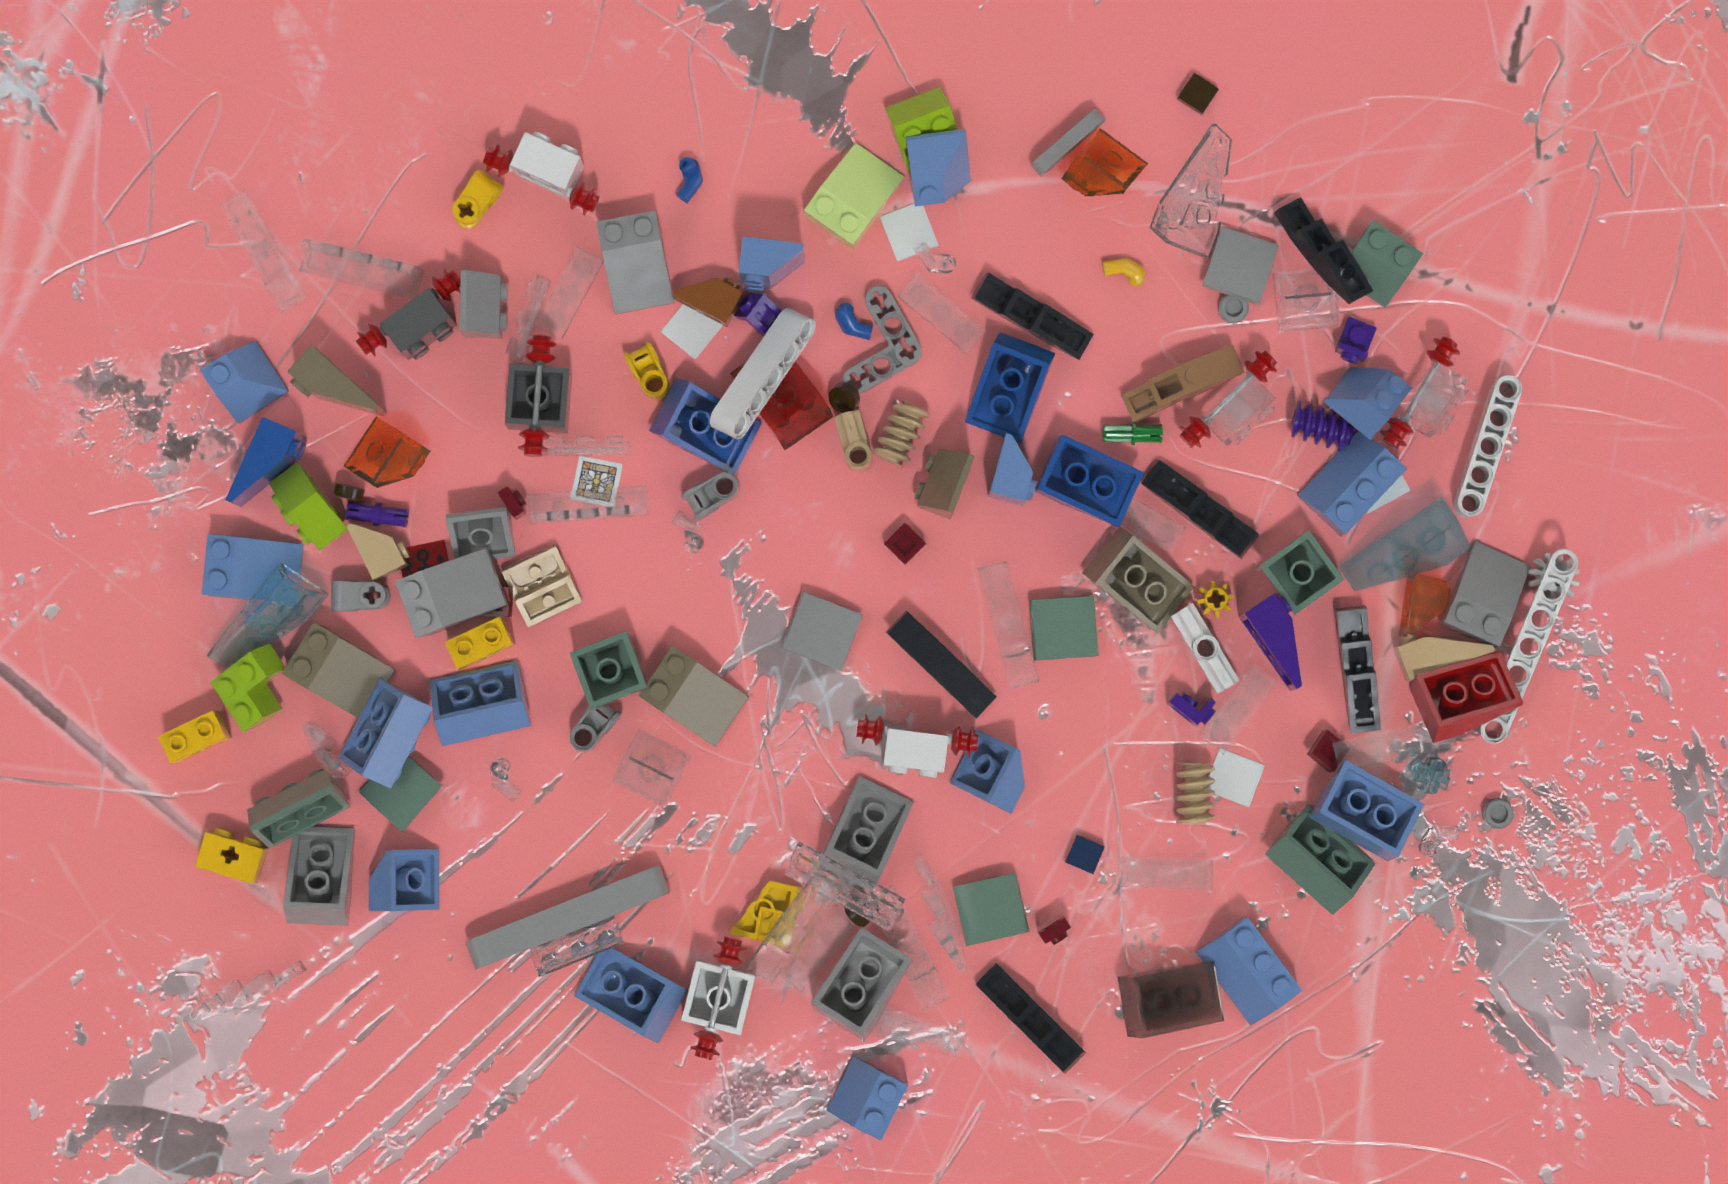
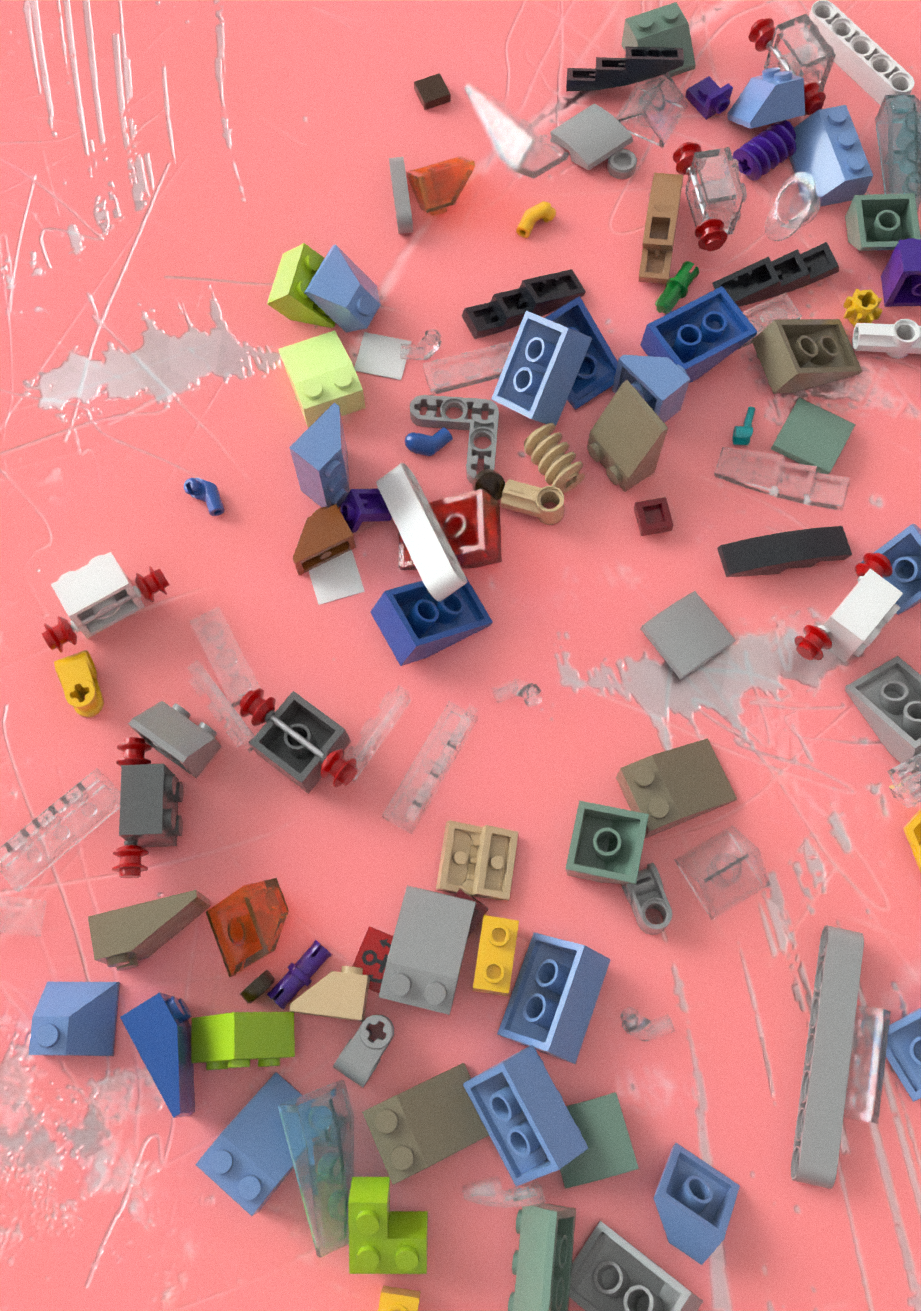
camera: 55 degrees left, 15 degrees down
(482, 530) = (385, 881): light grey slope -> none
(513, 501) = (379, 832): dark red plate -> none
(596, 474) = (405, 743): sticker -> none
(635, 262) = (240, 581): light grey slope -> none
(645, 367) = (340, 631): yellow piece -> none
(709, 495) = (498, 653): light grey piece -> none
(965, 374) = (541, 368): none -> medium blue slope
(1028, 570) = (742, 434): none -> teal hand
(1279, 484) = (794, 207): none -> clear piece

